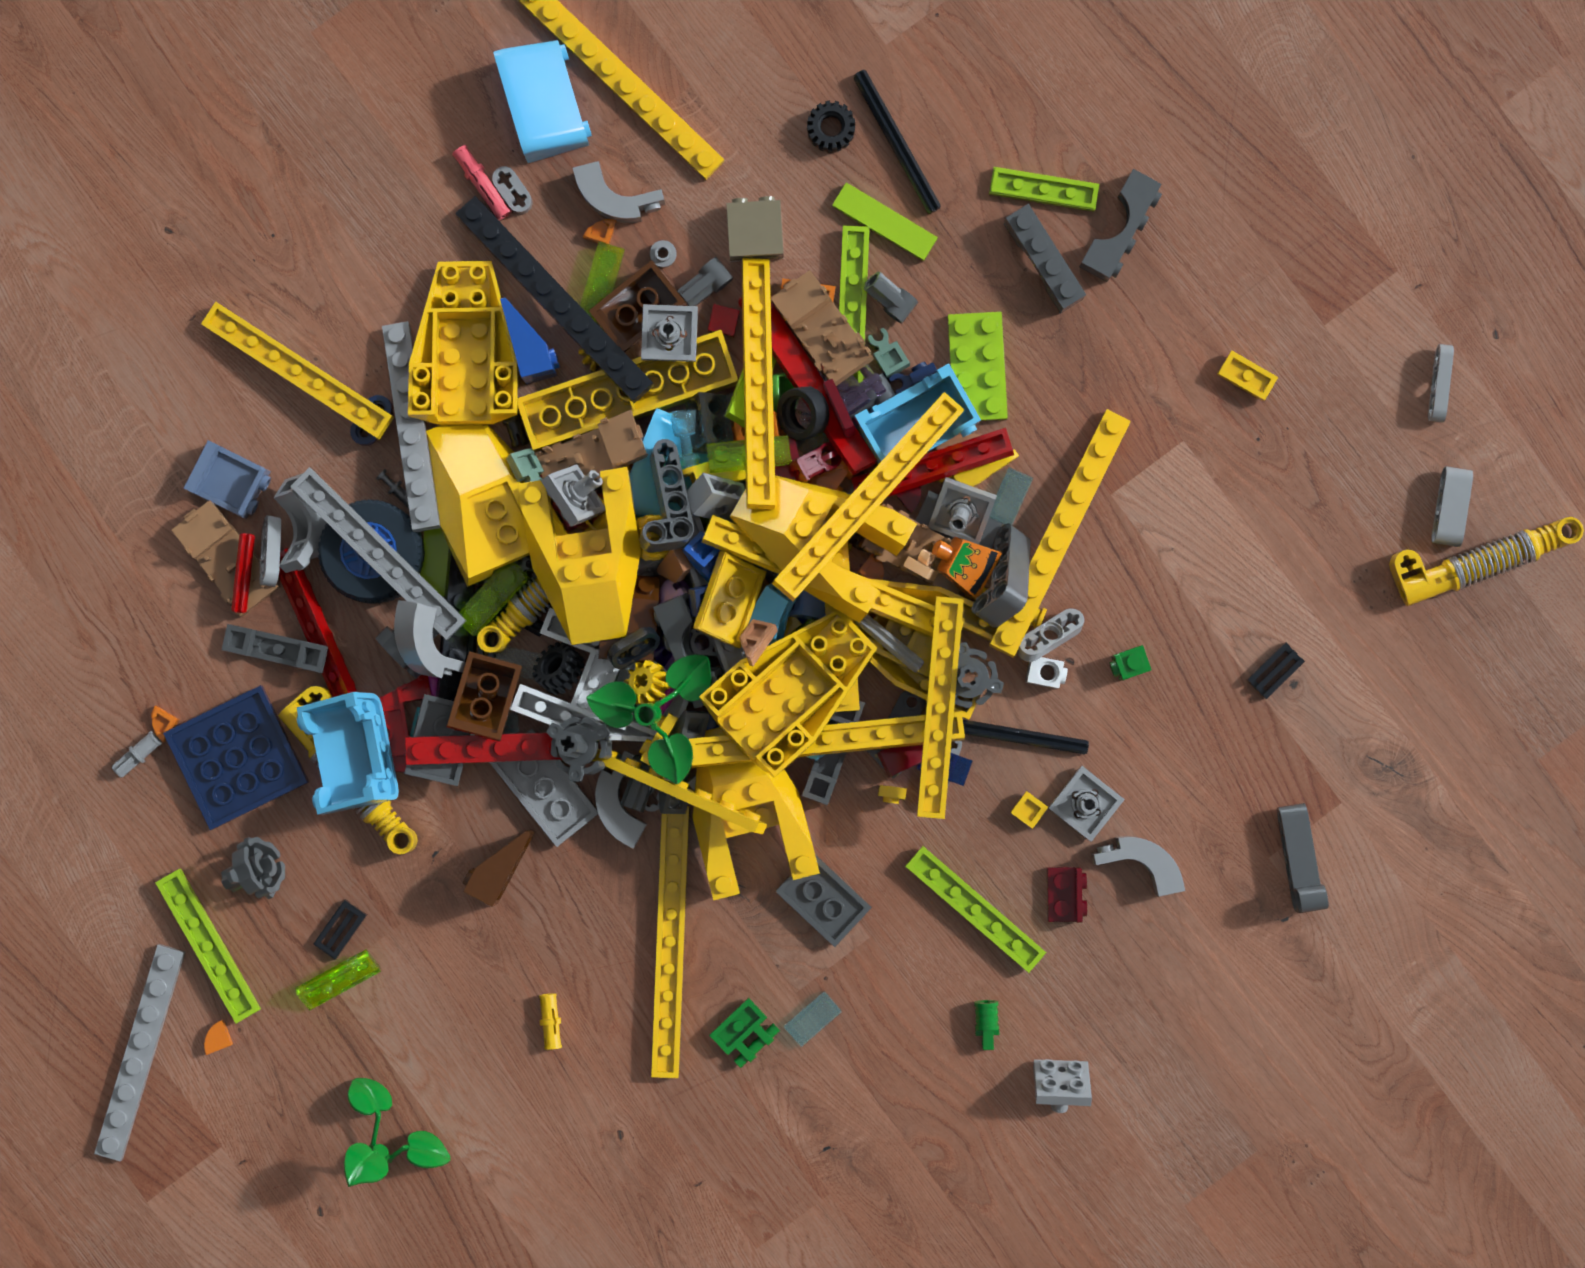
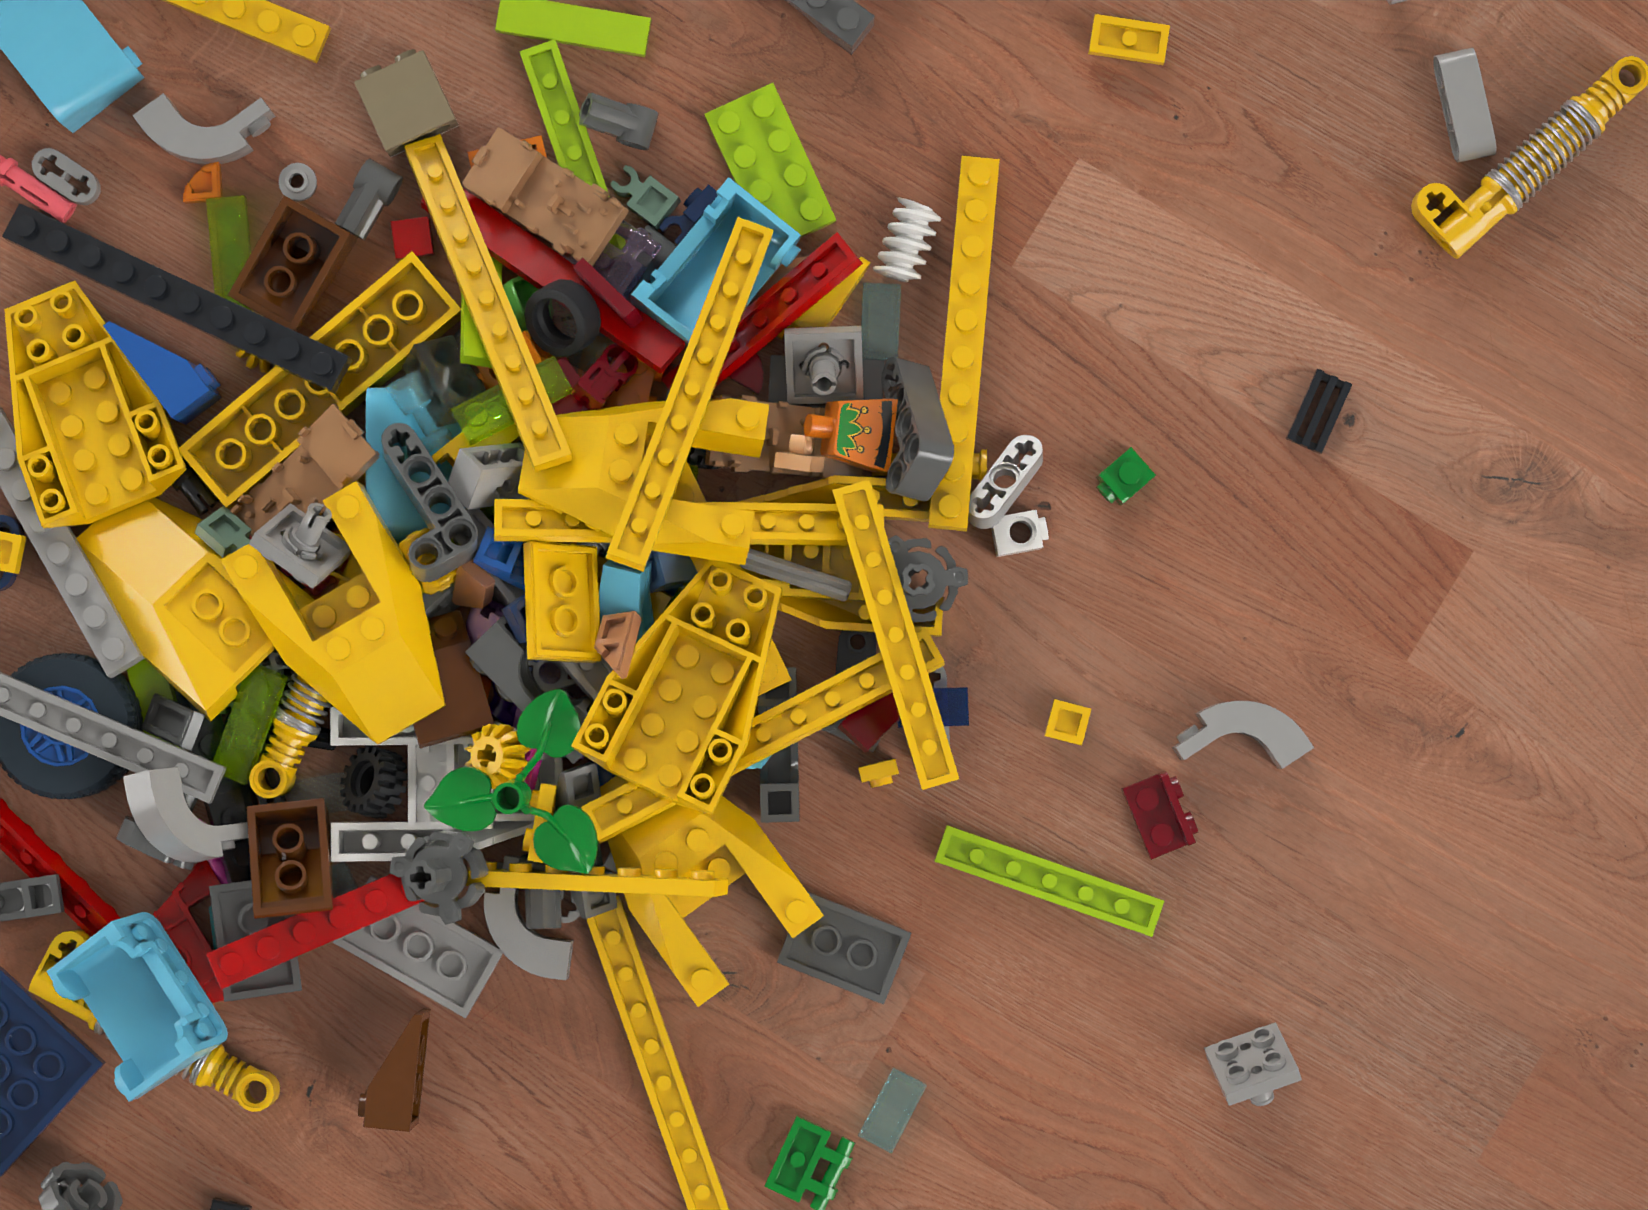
camera: 20 degrees left, 0 degrees up
(396, 489) = (66, 630): flat silver piece -> none
(442, 576) = (172, 722): none -> dark grey tile
(633, 647) = (460, 715): black plate -> none
(669, 333) = (318, 270): light grey plate -> none
(872, 569) = (737, 487): orange tile -> none
(987, 1022) = (1122, 1023): green hinge -> none
(1025, 737) = (1025, 629): black axle -> none
(1048, 451) = (907, 242): none -> white piece
(1106, 801) = (1139, 684): light grey plate -> none
(1300, 859) = (1449, 646): dark grey beam -> none

